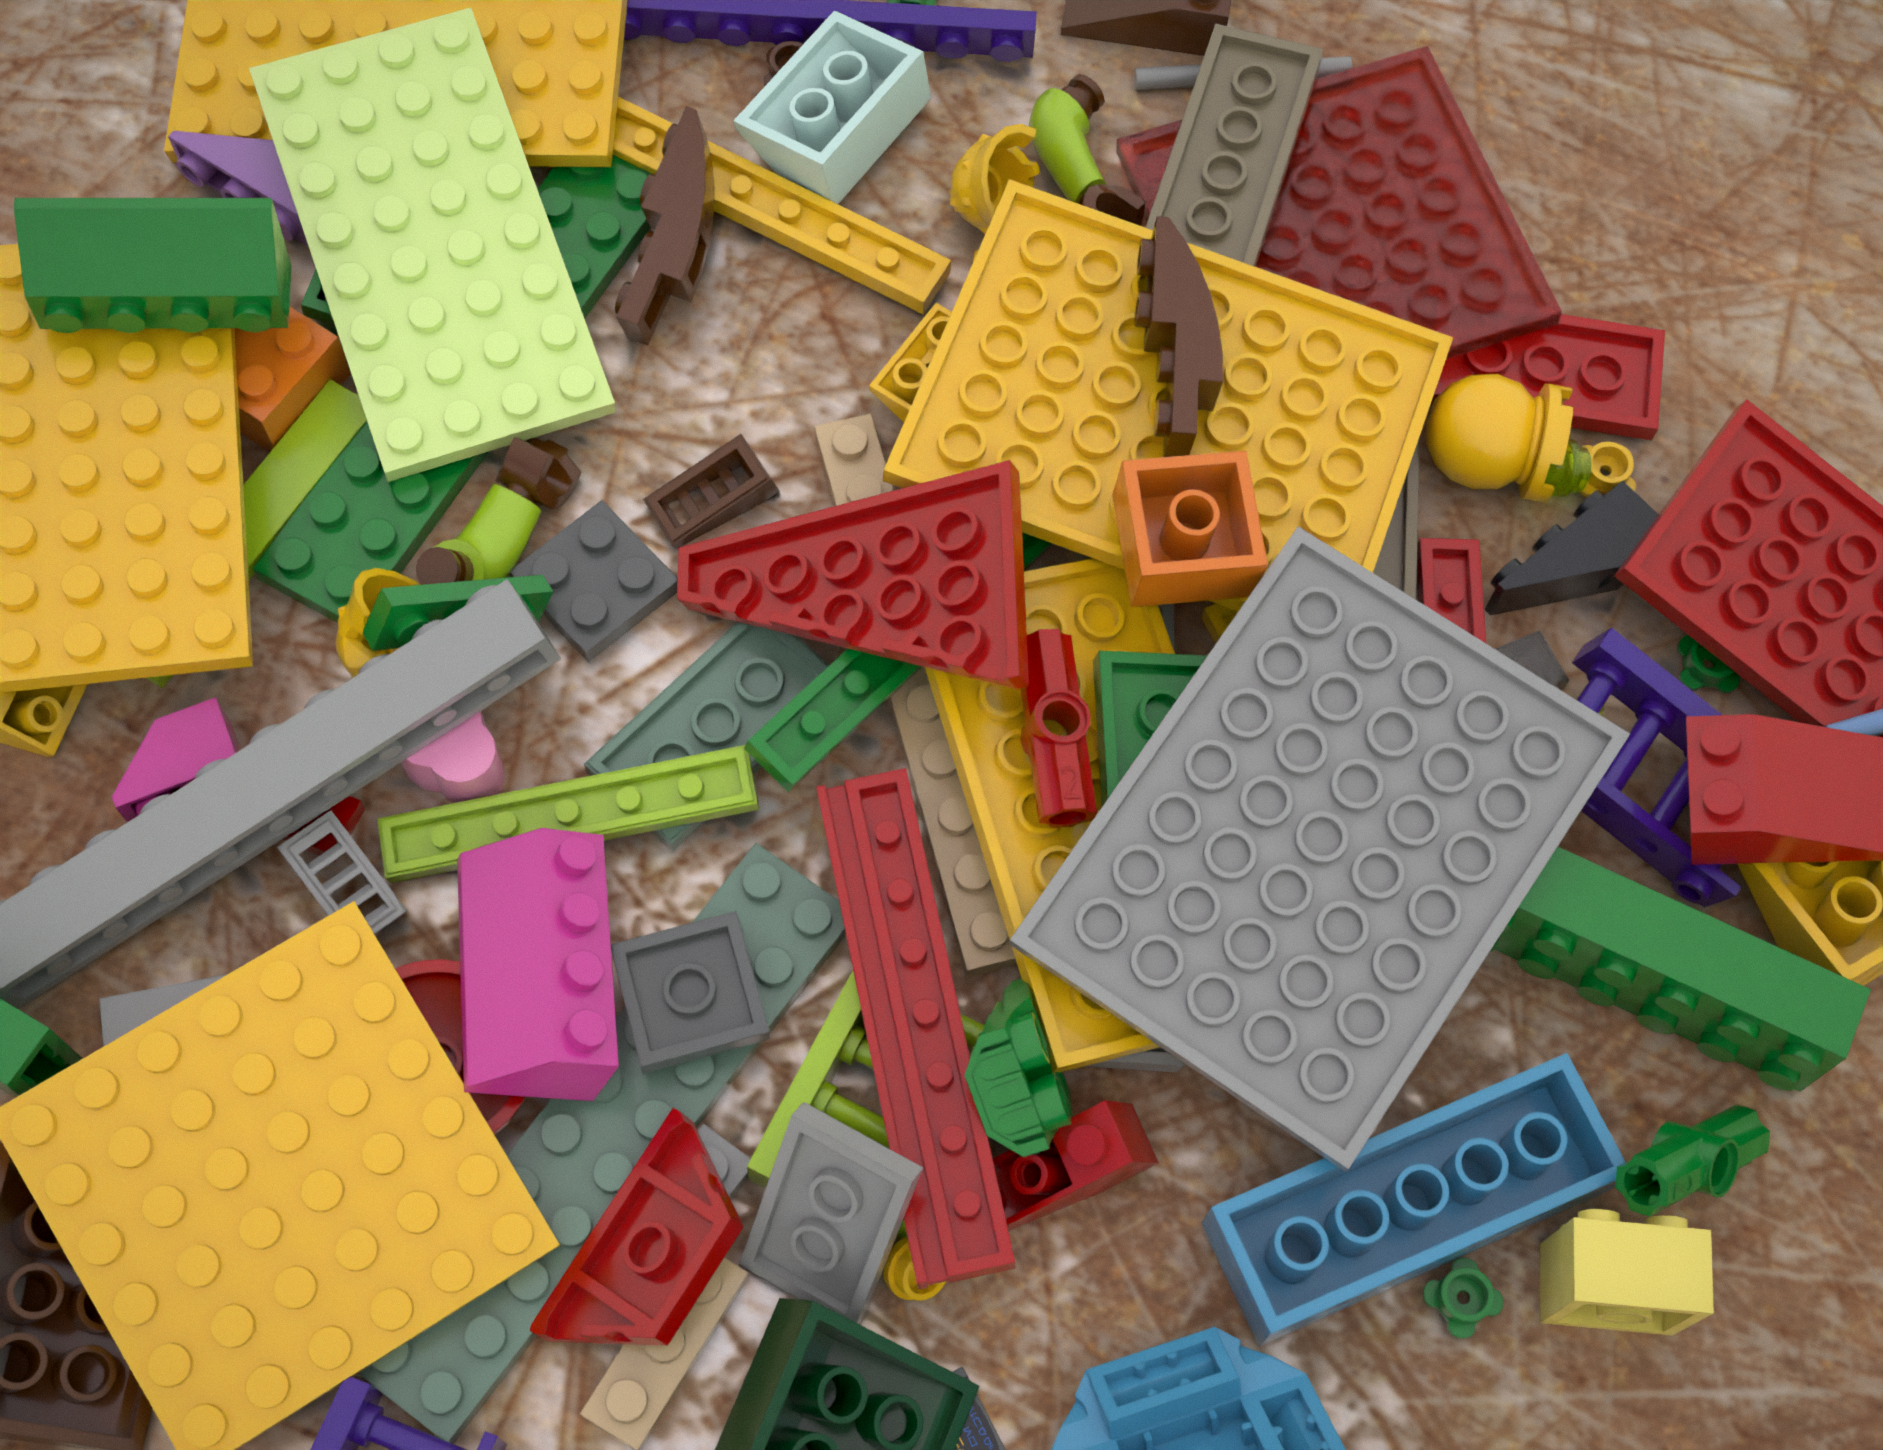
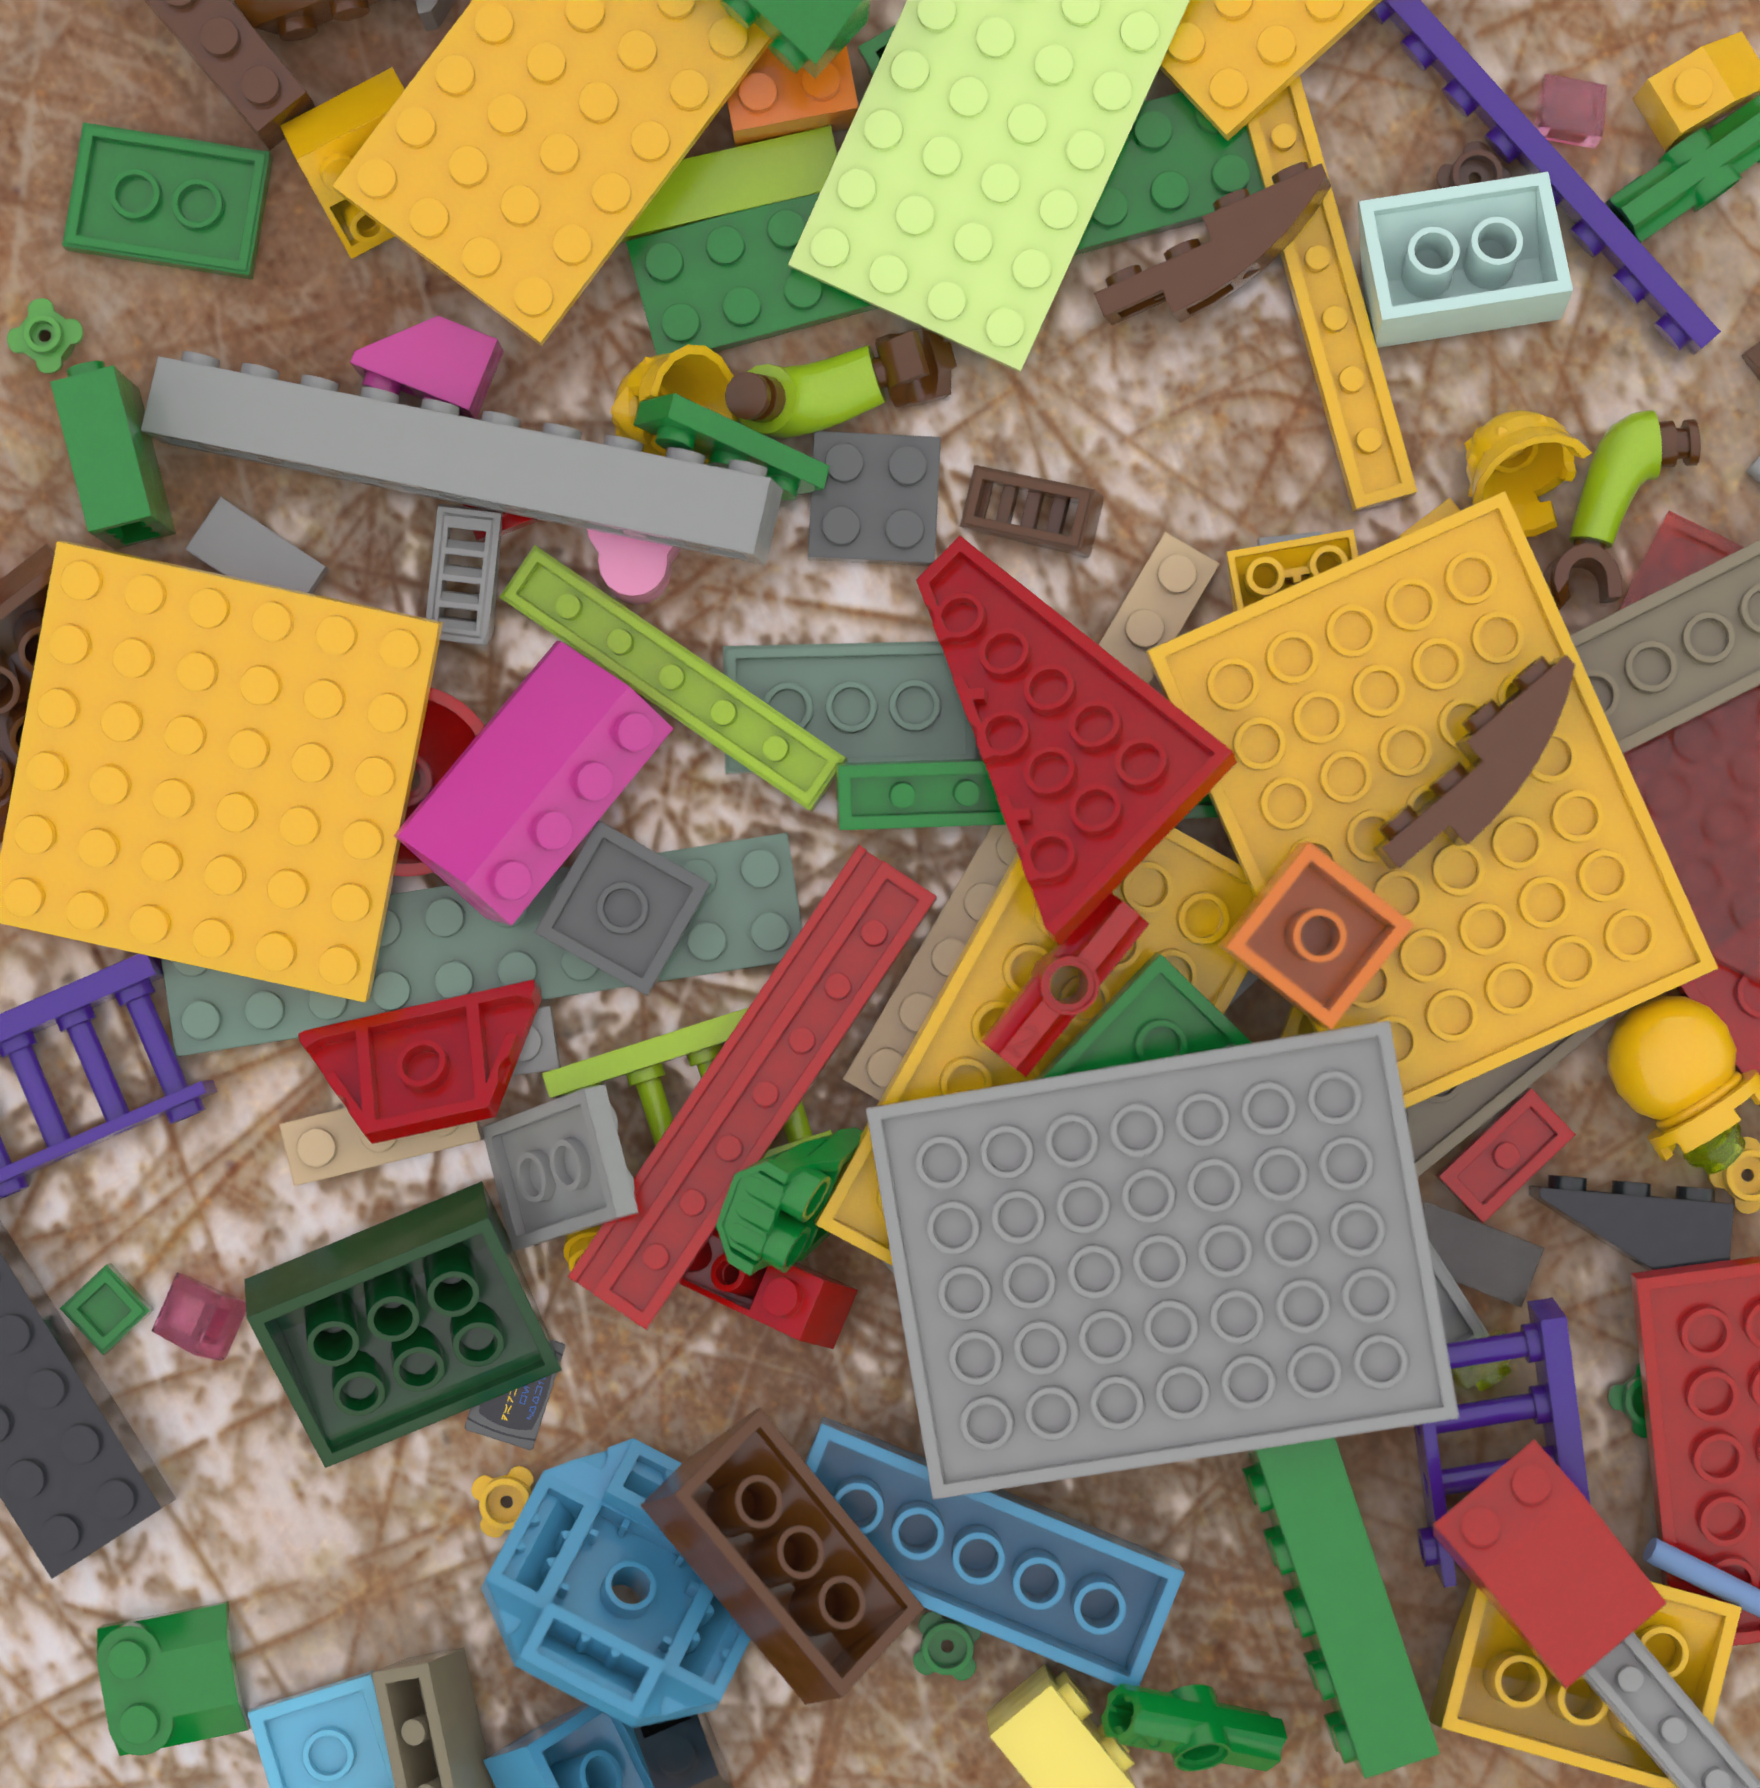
camera: 50 degrees right, 20 degrees up
(1291, 1328) = (783, 1558): none -> reddish brown slope

